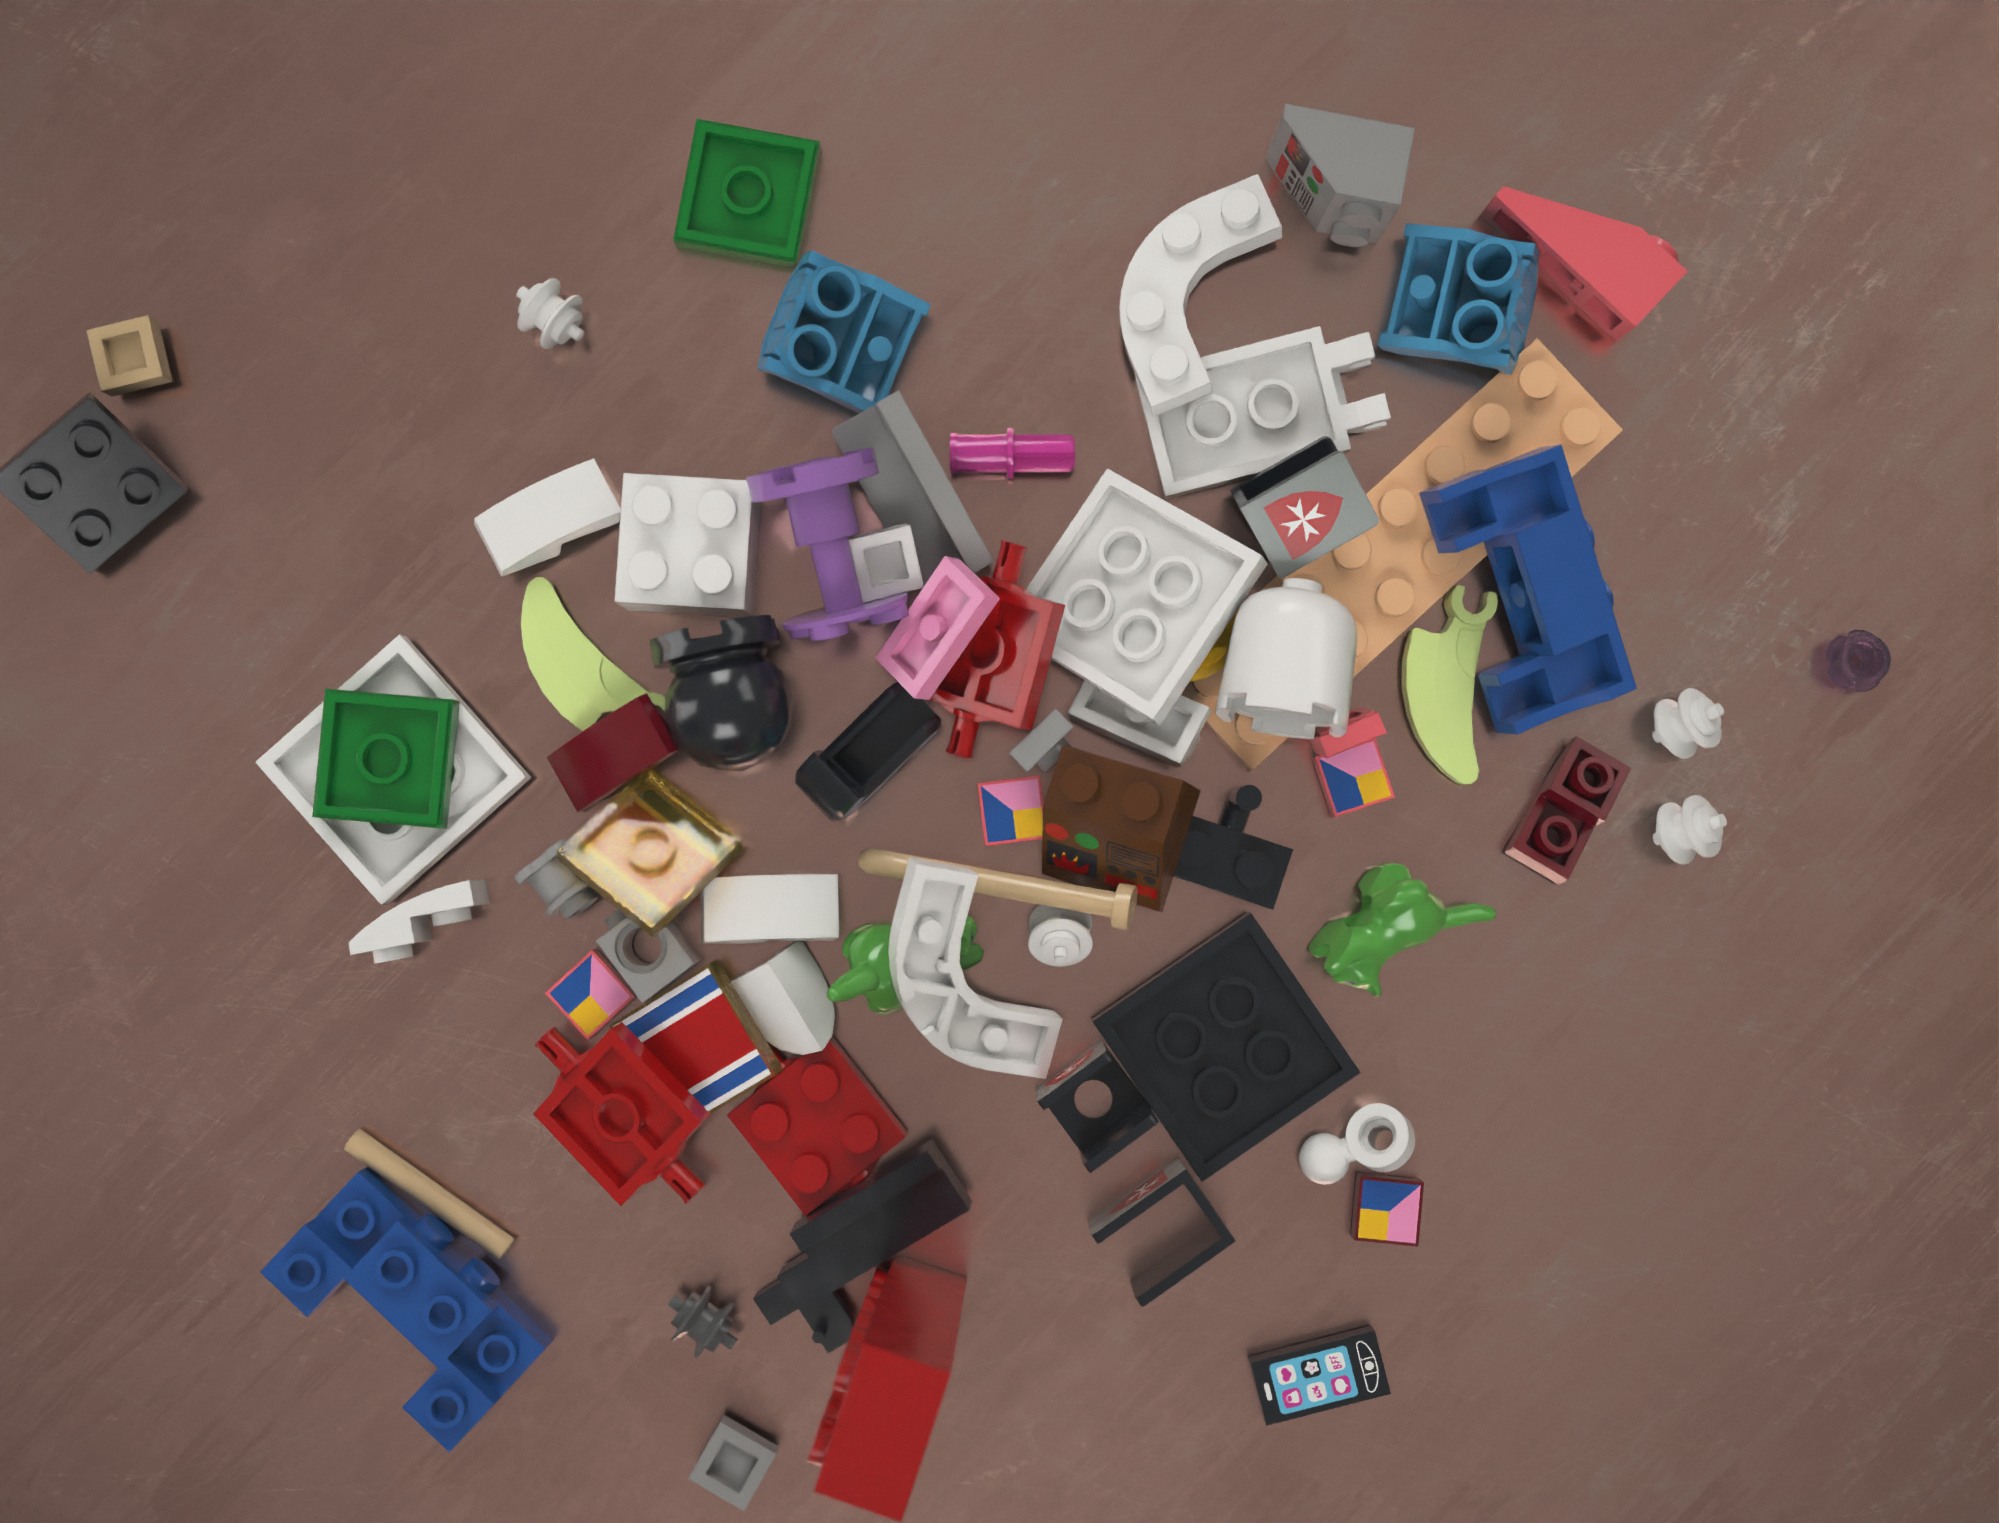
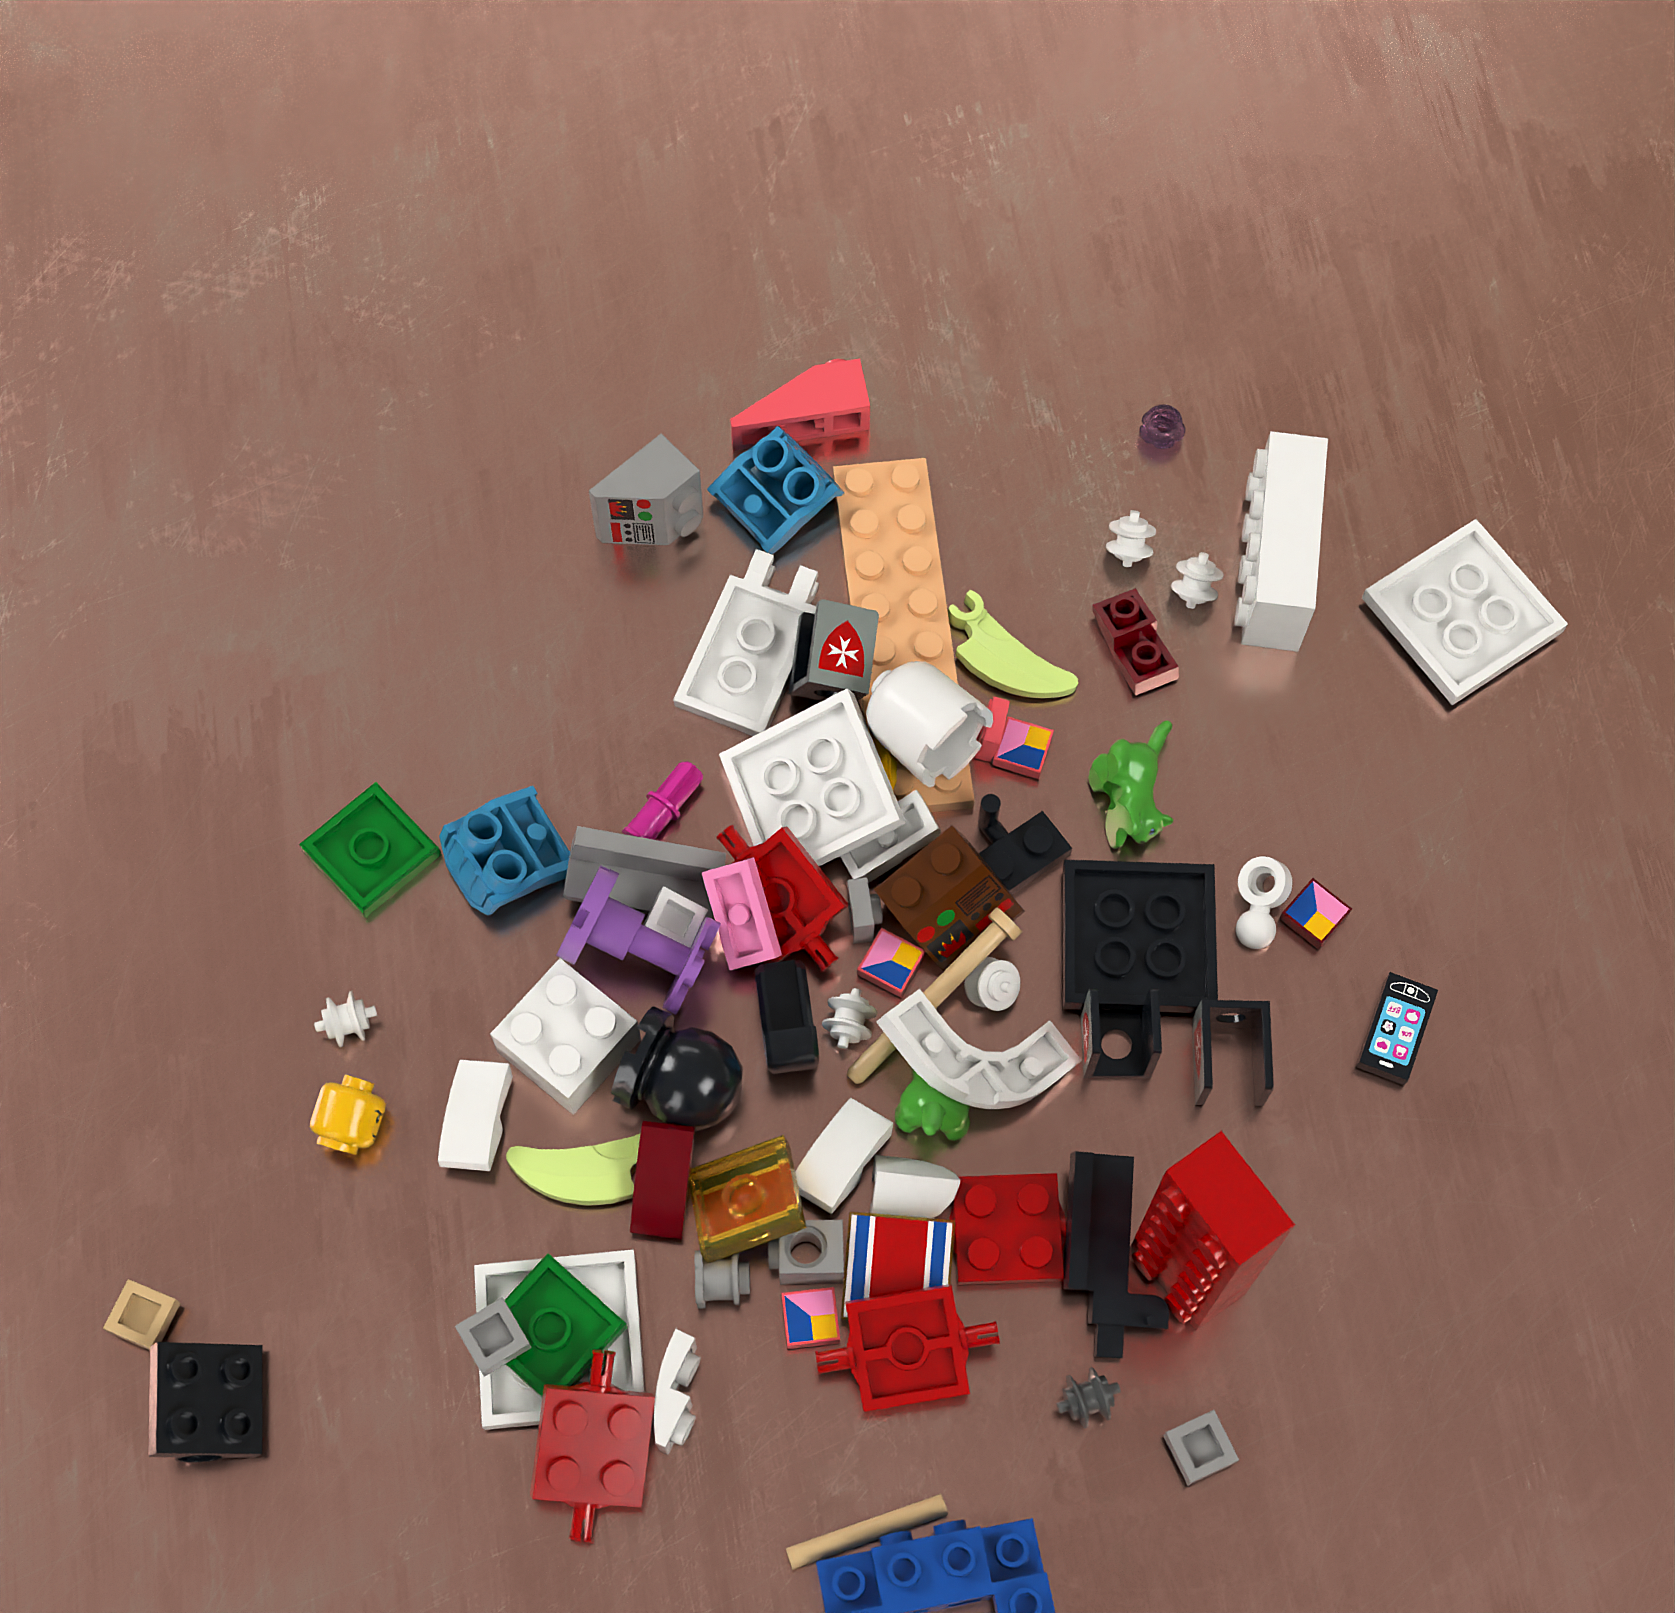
camera: 55 degrees left, 20 degrees down
(308, 881) = (592, 1445): none -> red plate
(323, 714) = (493, 1337): none -> light grey plate
(455, 394) = (347, 1115): none -> yellow head
(917, 814) = (849, 1018): none -> white wheel
(1168, 270) = (629, 648): white plate -> none
(1547, 584) = (986, 554): blue bracket -> none
(1806, 895) = (1282, 541): none -> white brick
(1869, 1143) = (1464, 611): none -> white plate

